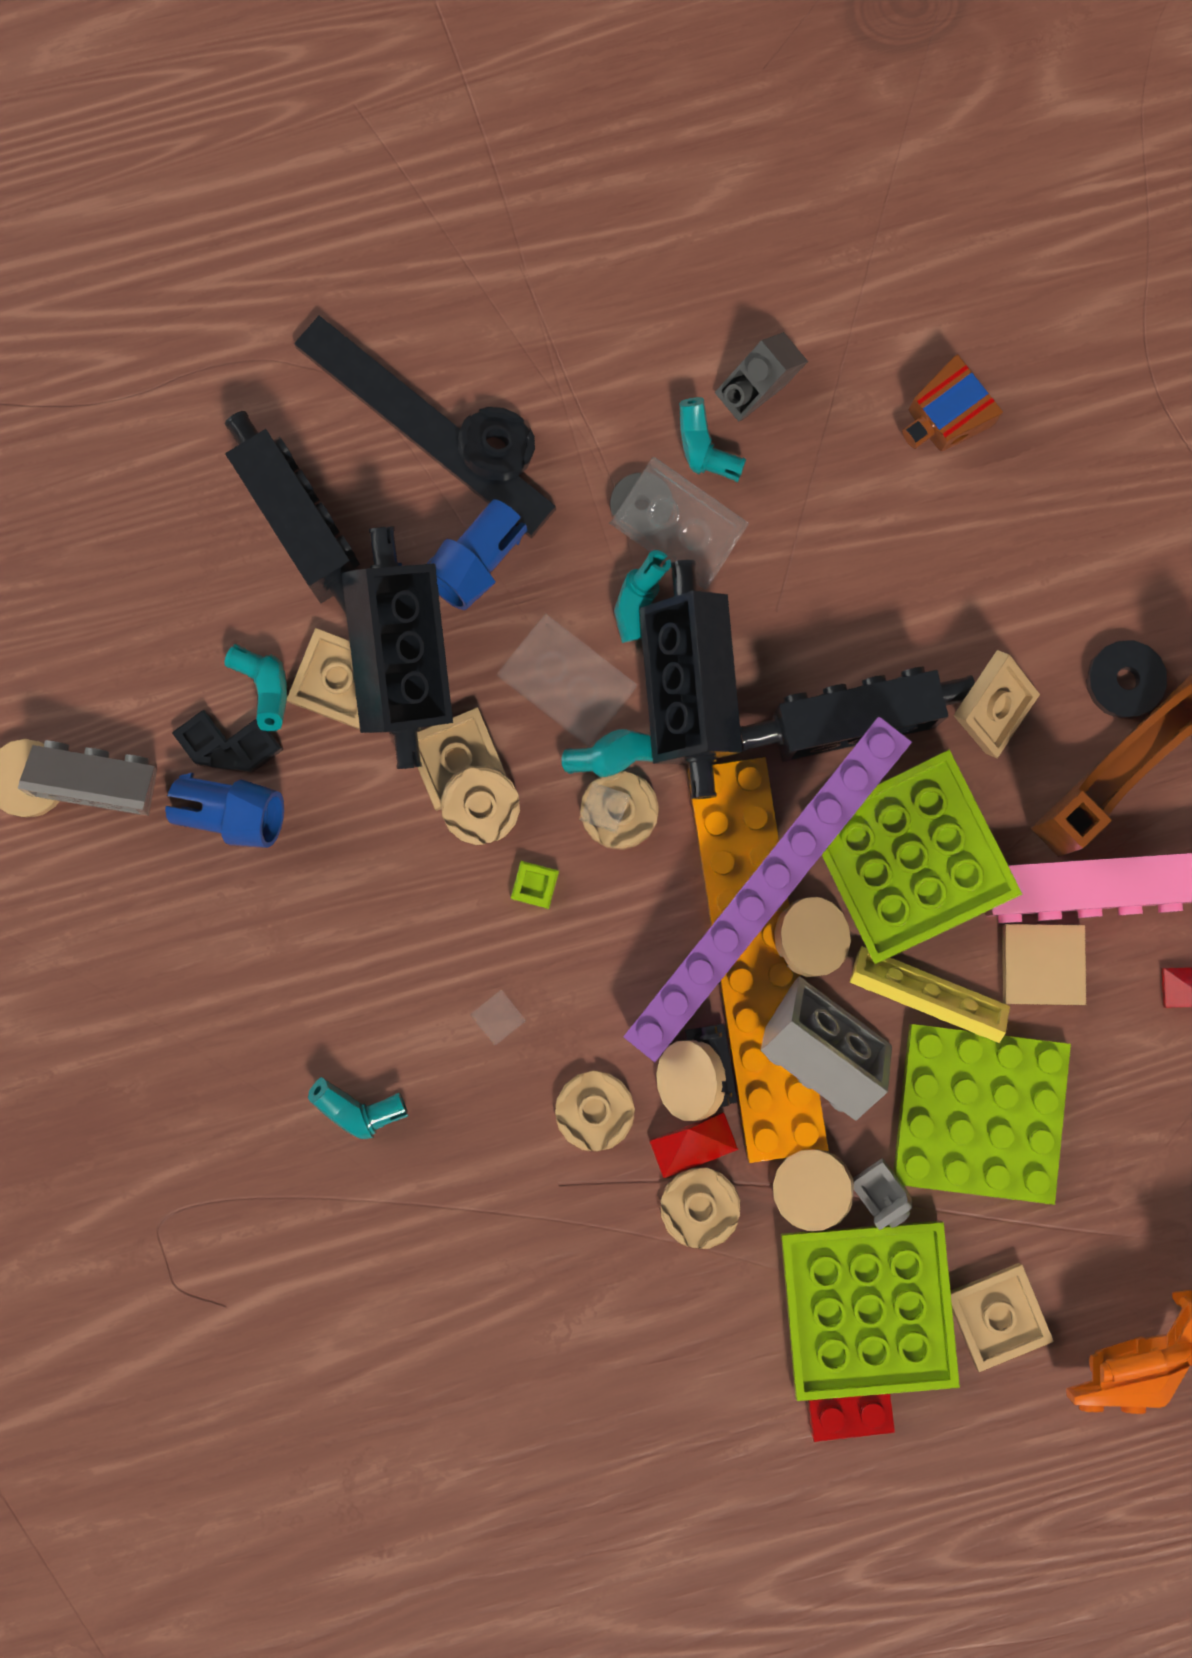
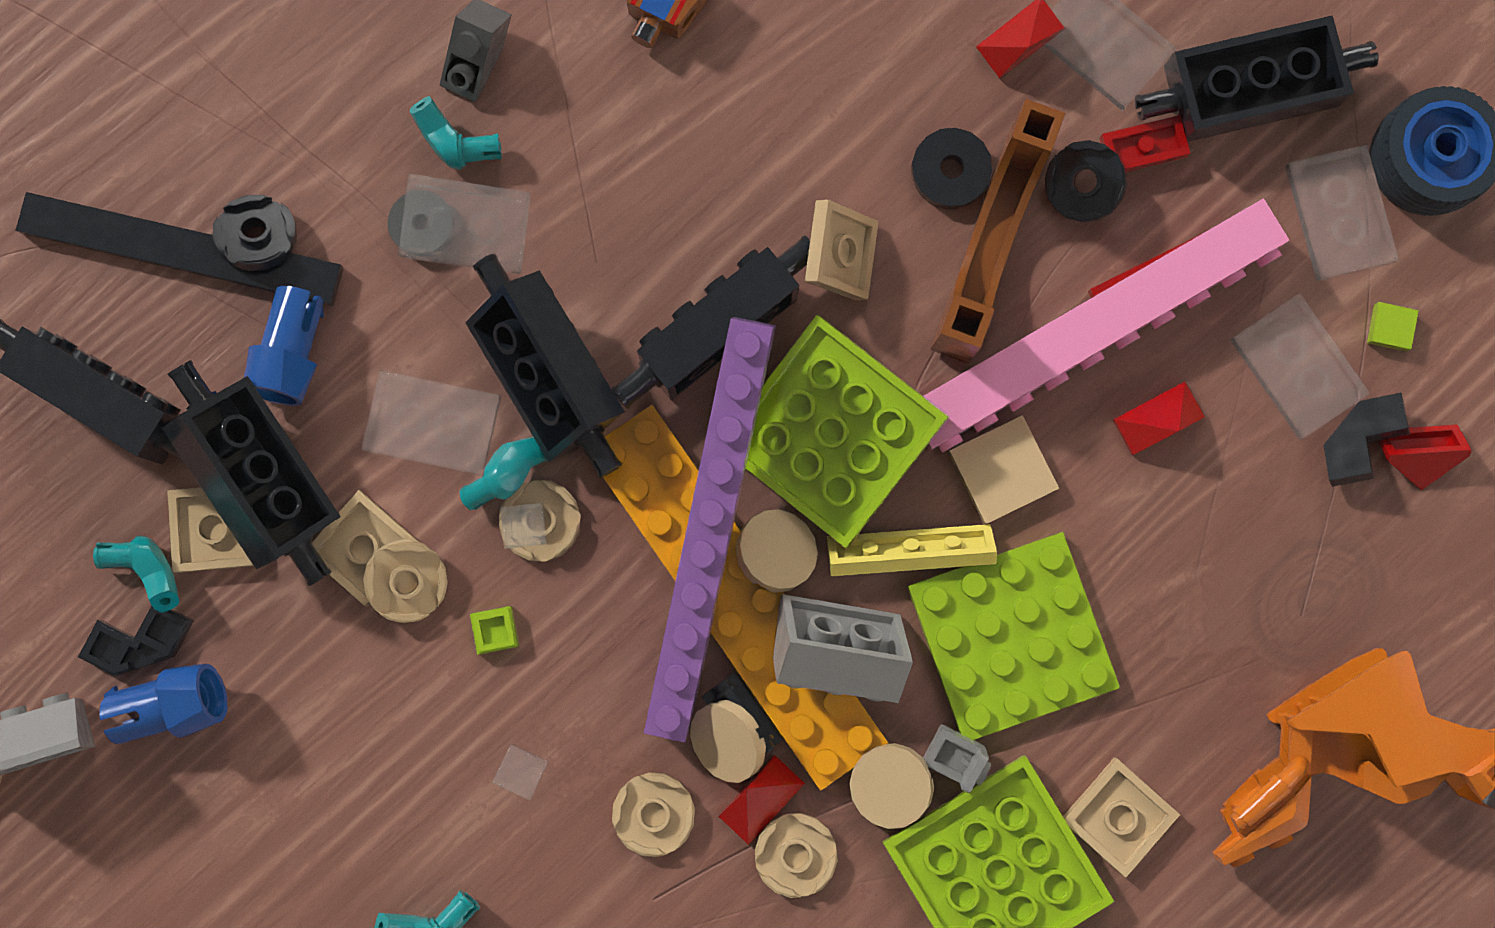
camera: 30 degrees left, 0 degrees up
(639, 591) = (456, 306): teal arm -> none

